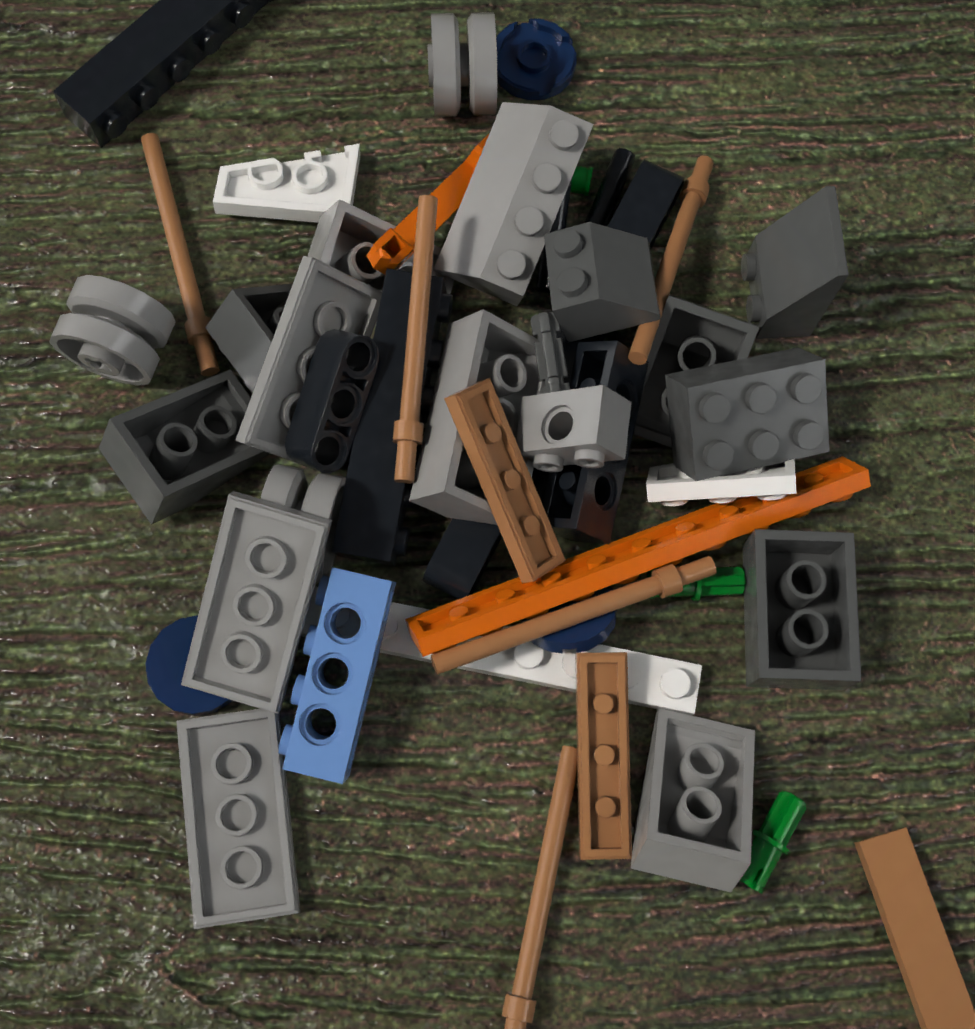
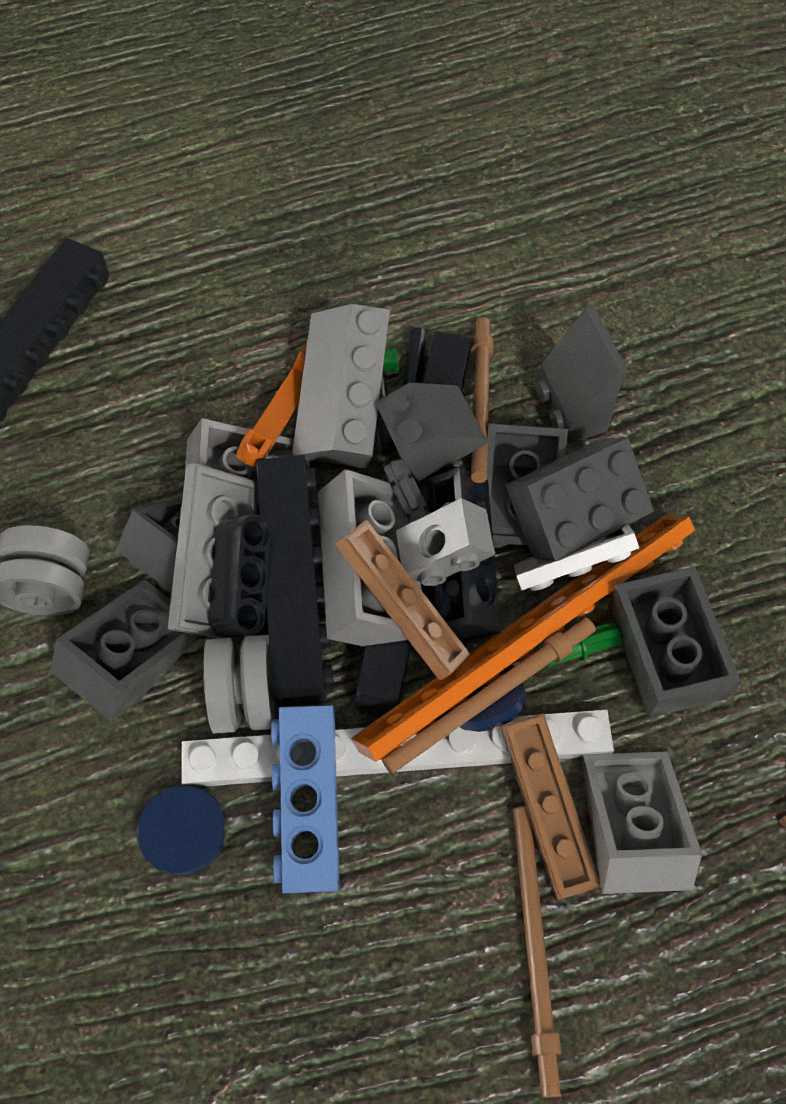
camera: 10 degrees left, 10 degrees down
(196, 318) = (106, 552): medium nougat bar -> none
(237, 818) = (253, 953): light grey tile -> none
(255, 601) = (221, 757): light grey tile -> none
(288, 189) = (152, 427): white wing -> none
(408, 429) = (310, 580): medium nougat bar -> none
(463, 64) = (271, 295): light grey wheel -> none
(535, 59) = (323, 280): dark blue tile -> none
(772, 839) = (712, 836): green axle -> none

